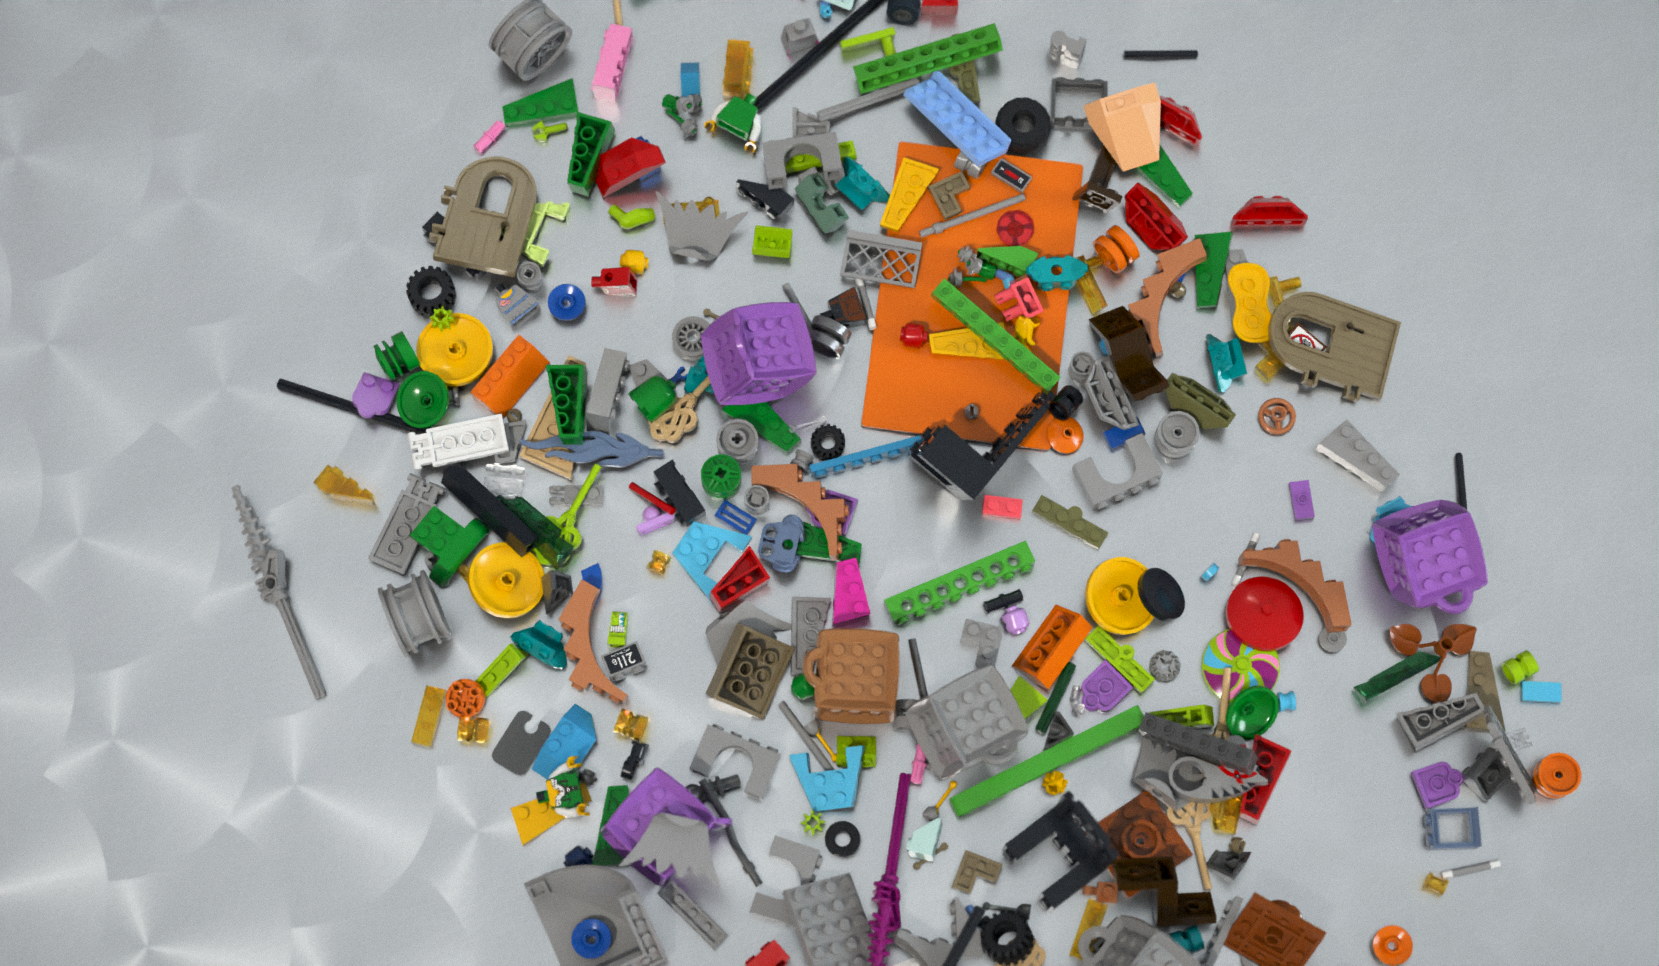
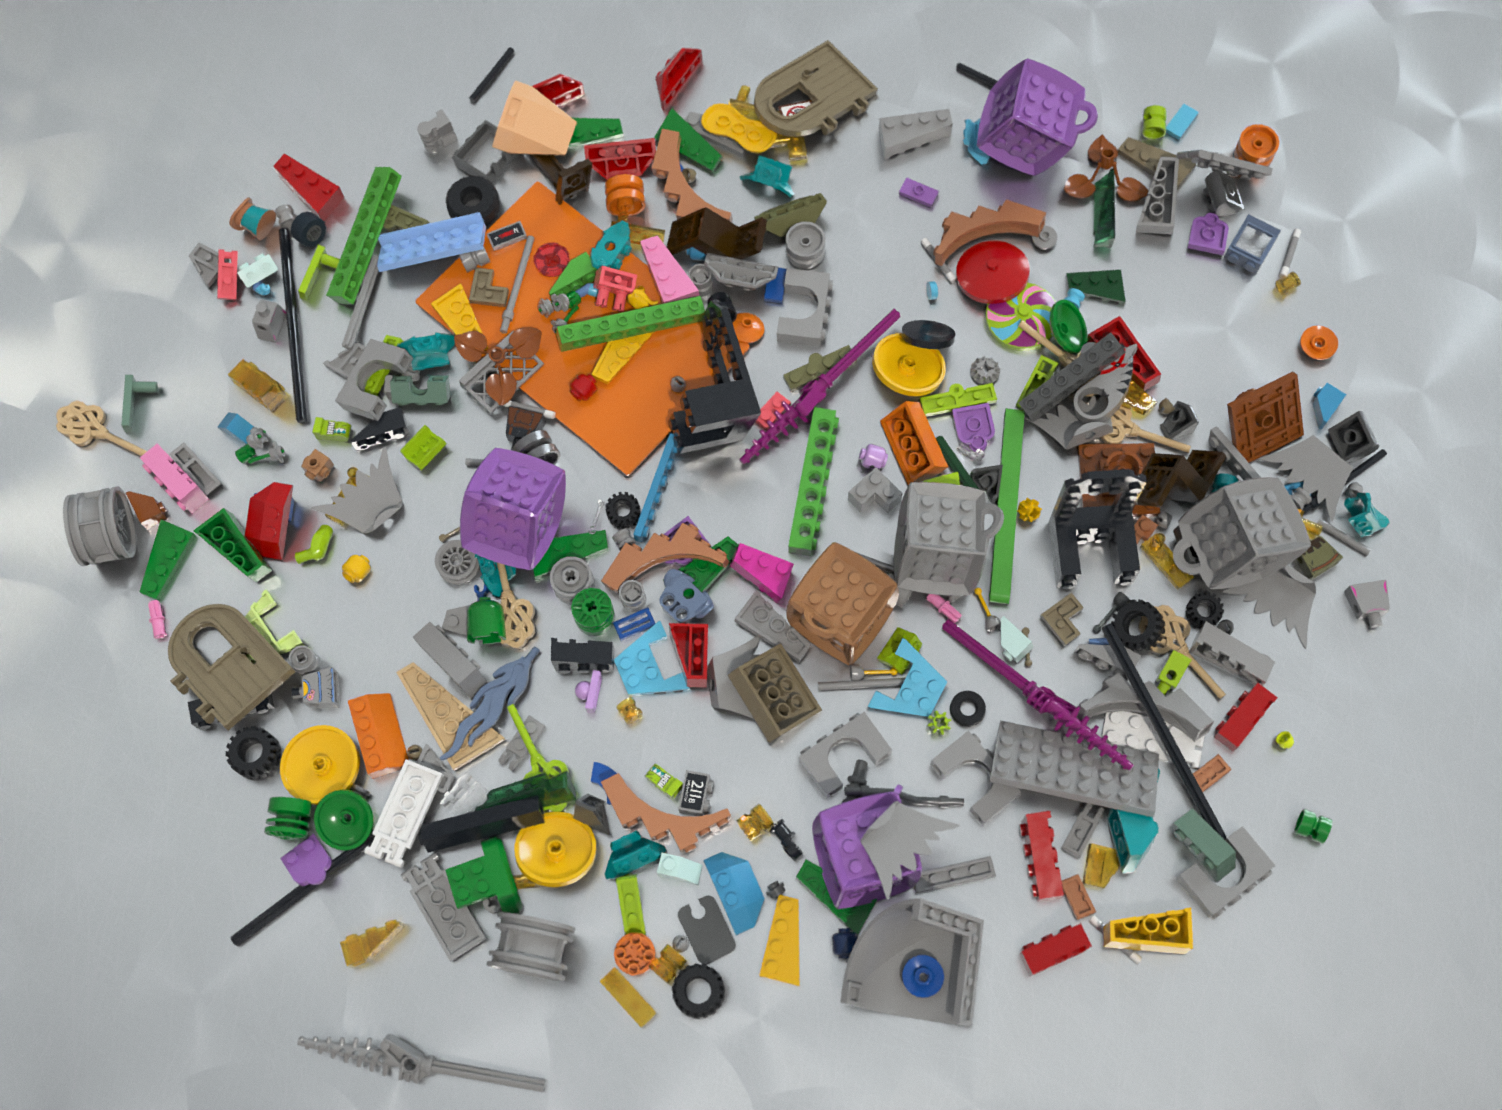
camera: 50 degrees left, 5 degrees down
(445, 323) = (289, 760): lime gear -> none
(462, 751) = (680, 985): none -> black tyre
(496, 733) = (683, 947): none -> light grey hinge
(547, 130) = (192, 576): lime bar -> none
(554, 689) = (679, 869): none -> light aqua slope
(564, 791) = (778, 915): torso -> none
(566, 293) = (342, 639): blue dish -> none
(568, 393) = (430, 690): green wedge -> none
(572, 61) = (147, 509): none -> dark orange slope
(616, 281) = (362, 592): red torso -> none
(632, 73) = (195, 468): none -> light grey slope
(652, 498) = (570, 680): red bar -> none
(698, 168) = (317, 466): none -> medium nougat brick
(738, 118) = (300, 407): green torso -> none
(738, 156) = (331, 430): none -> lime leg
(801, 687) = (818, 654): green head -> none
(869, 269) = (499, 386): none -> dark orange plant
(1003, 601) = (850, 457): black pin -> none
(1041, 532) = (816, 390): none -> magenta piece
(1062, 339) = (666, 272): none -> bright pink wedge
(1124, 904) = (1165, 520): none -> light grey hinge
(1277, 409) = (840, 160): nougat piece -> none
(1318, 714) = (1100, 284): none -> dark green wing

